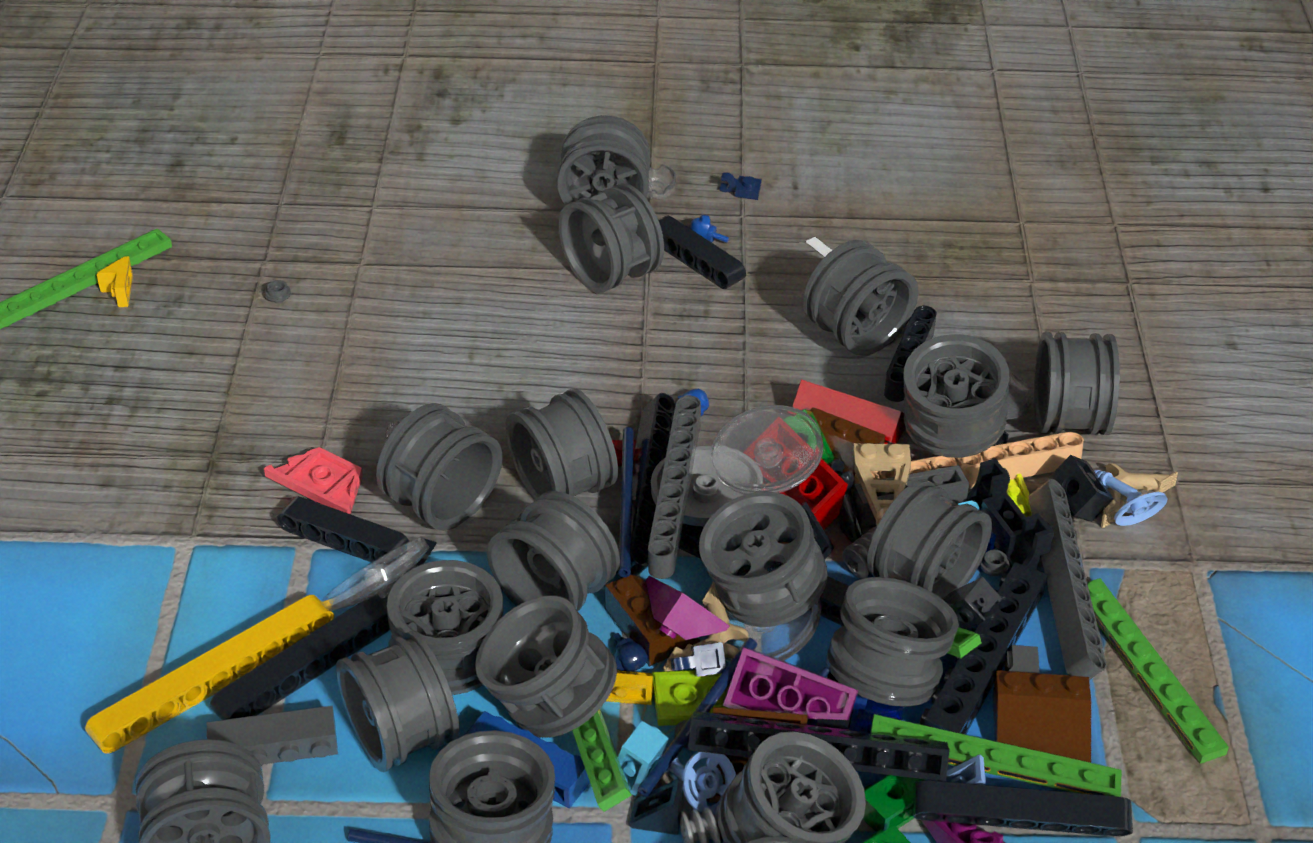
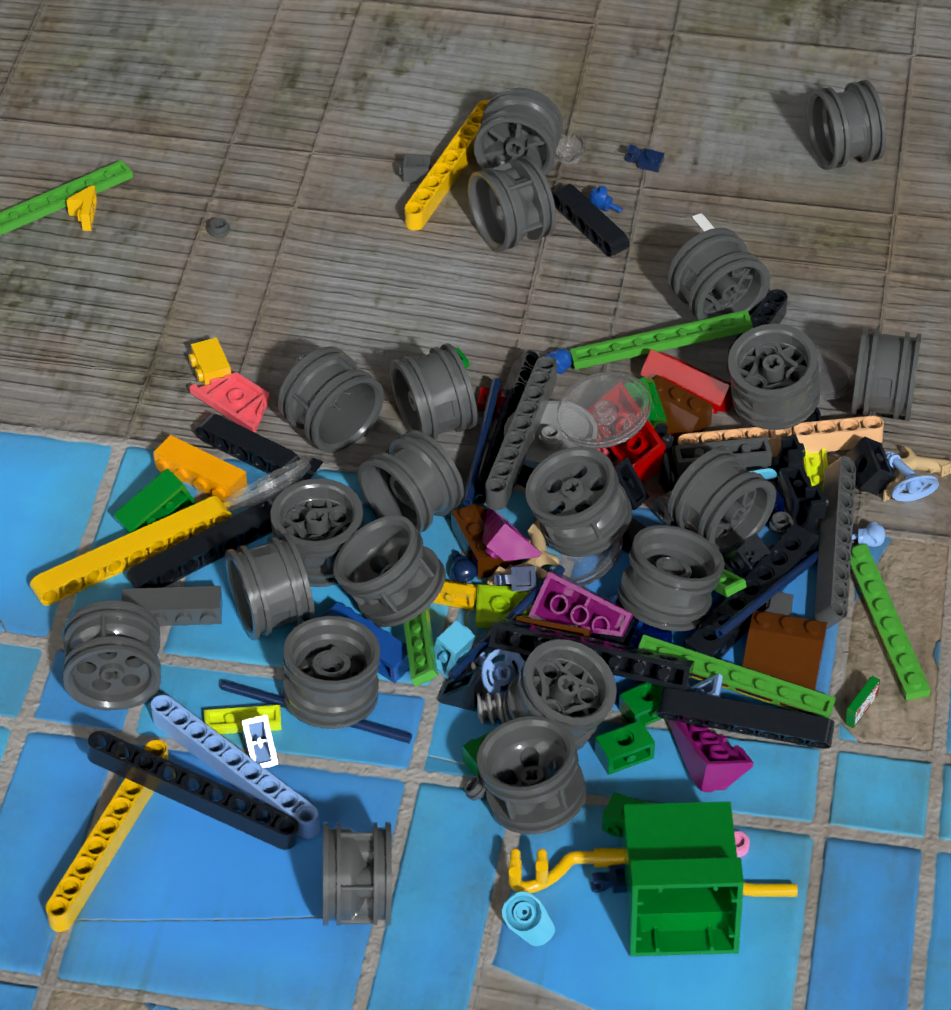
camera: 10 degrees right, 5 degrees up
(236, 609) = (154, 502): none -> green wedge
(284, 437) = (209, 360): none -> yellow brick
(286, 563) = (199, 468): none -> light orange brick
(493, 213) = (415, 167): none -> dark grey window
(526, 213) = (444, 171): none -> yellow beam
(807, 369) = (661, 339): none -> bright green plate
(881, 458) = (701, 425): tan plate -> none
(955, 133) = (846, 124): none -> dark grey wheel
(1009, 651) = (767, 595): none -> dark blue piece
(1103, 567) = (872, 535): none -> light blue piece
(1153, 771) = (862, 701): none -> green tile

